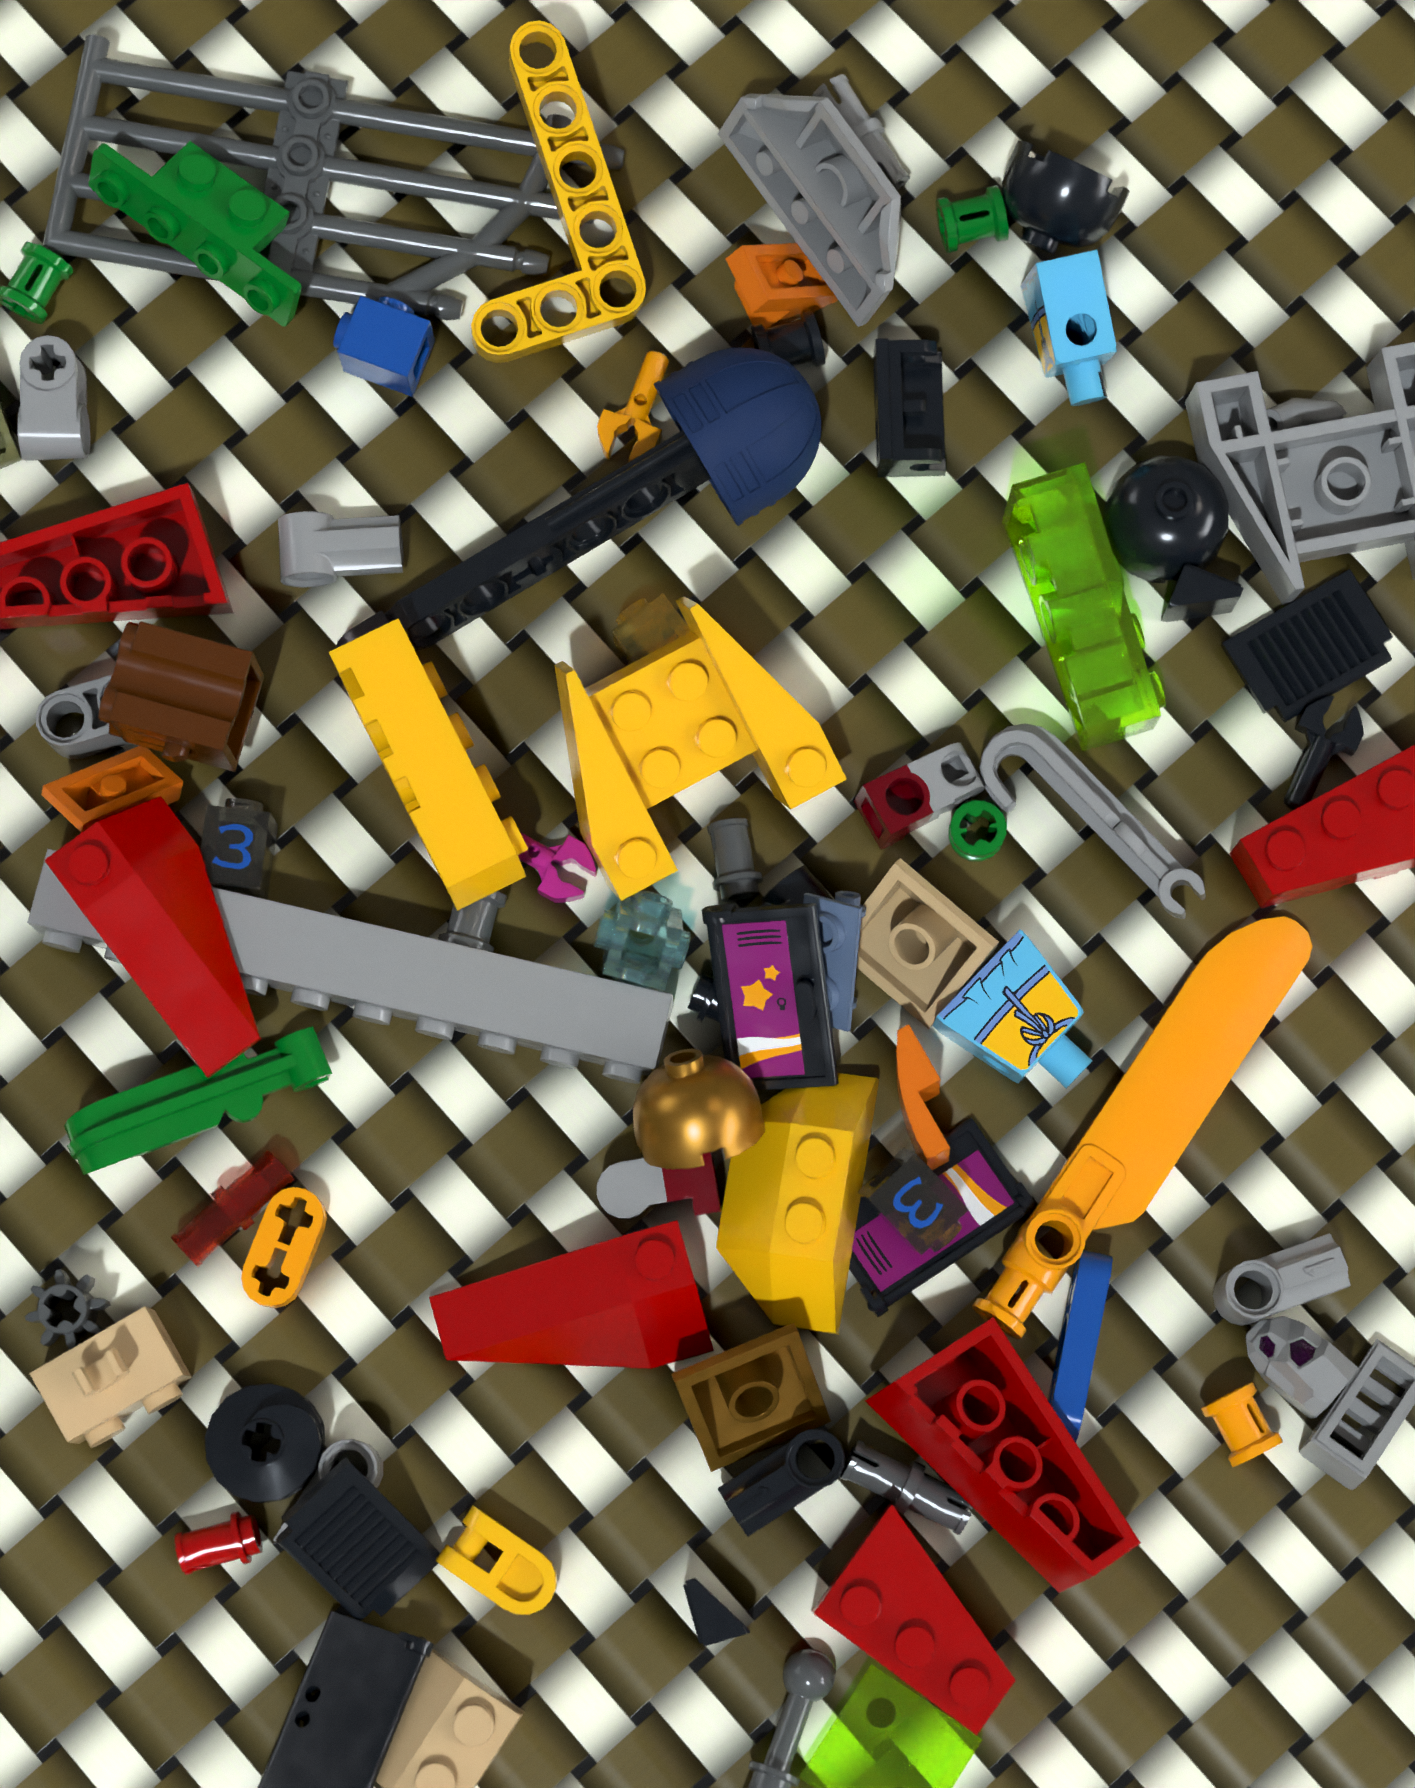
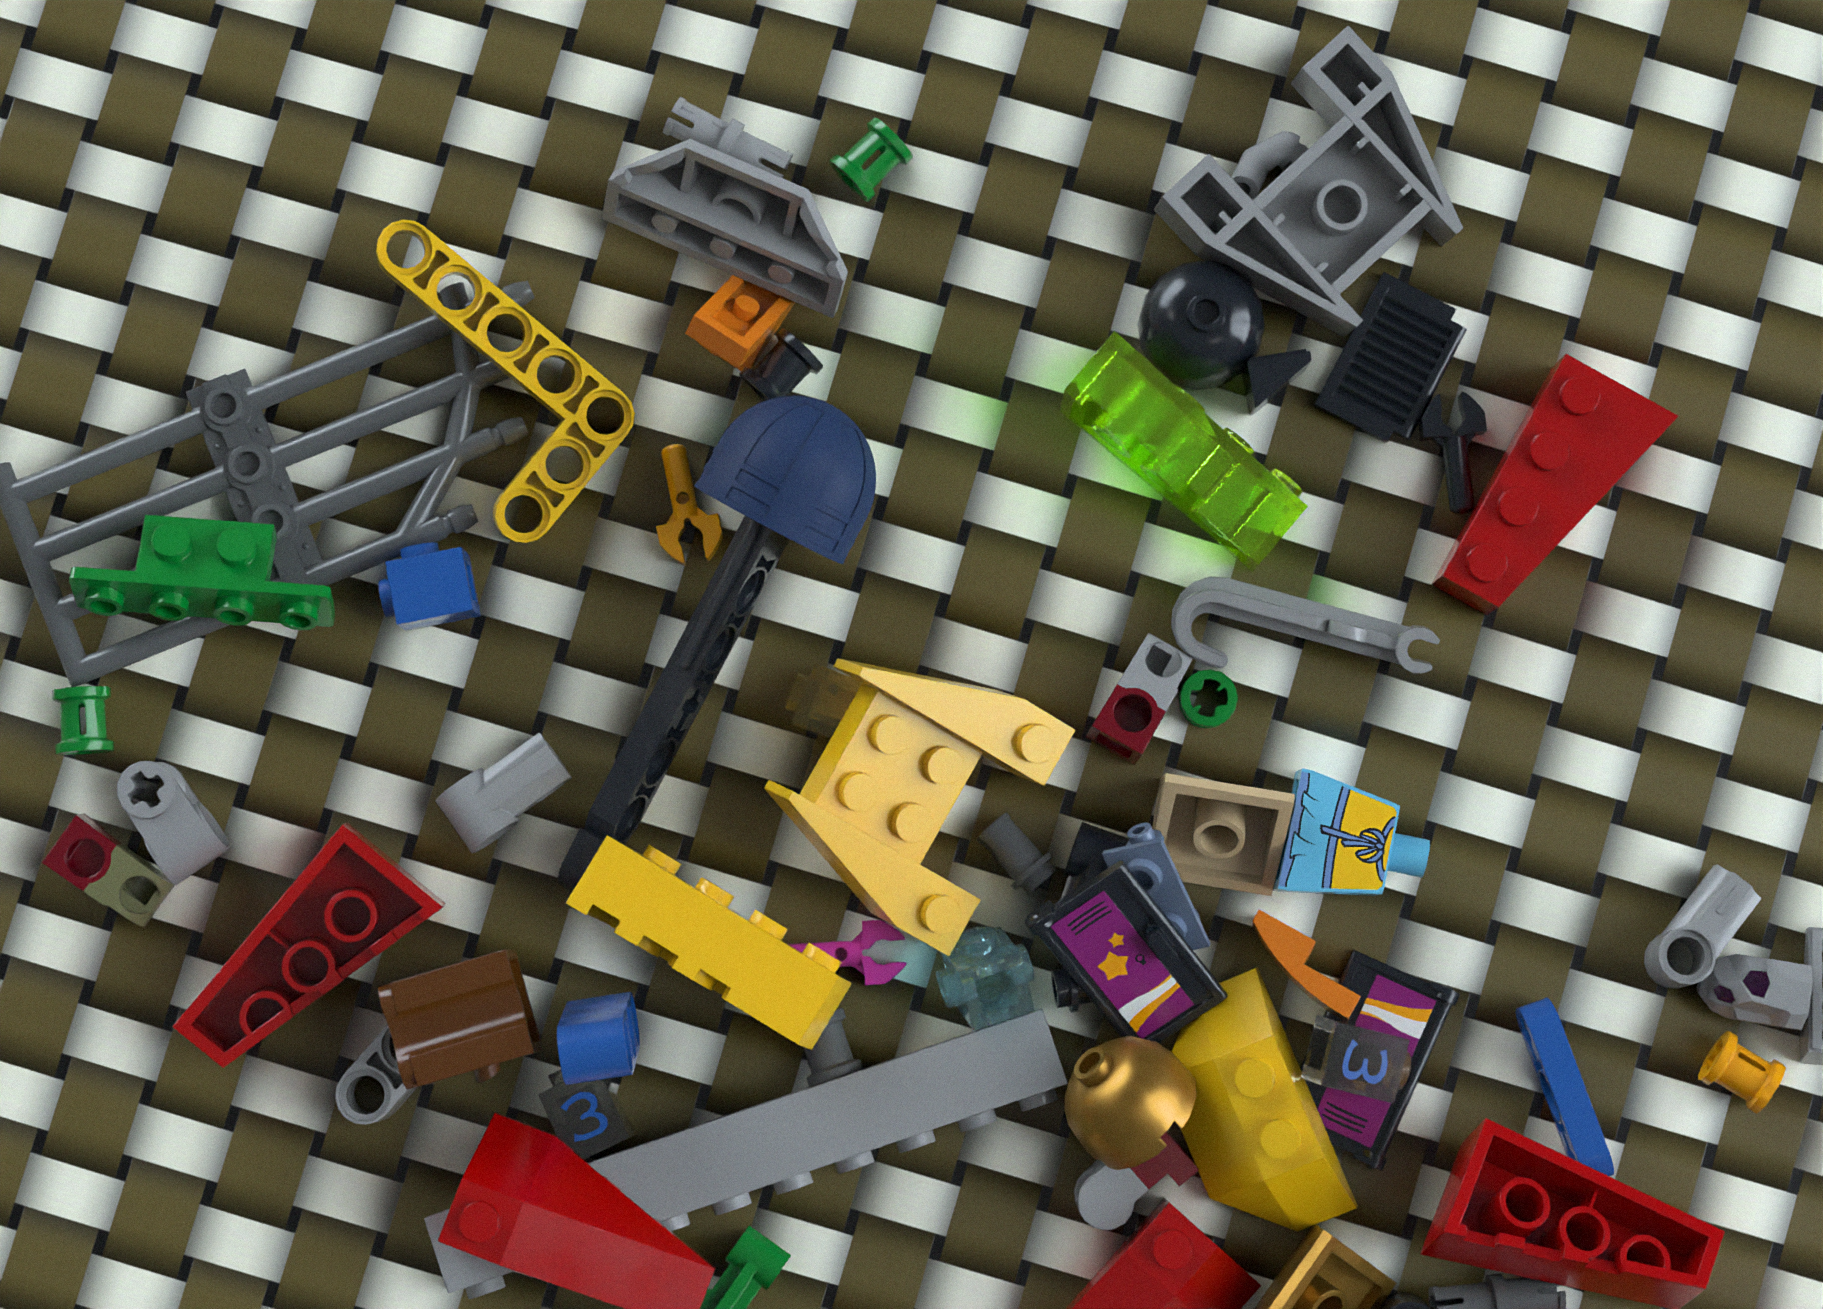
camera: 30 degrees left, 5 degrees up
(112, 787) = (447, 1132): orange slope -> none
(285, 784) = (598, 1038): none -> blue beam
(908, 408) = (920, 363): black hinge -> none
(1059, 199) = (938, 98): black cylinder -> none
(1071, 297) = (993, 196): medium azure torso -> none
(1154, 1107) = (1504, 846): light orange piece -> none

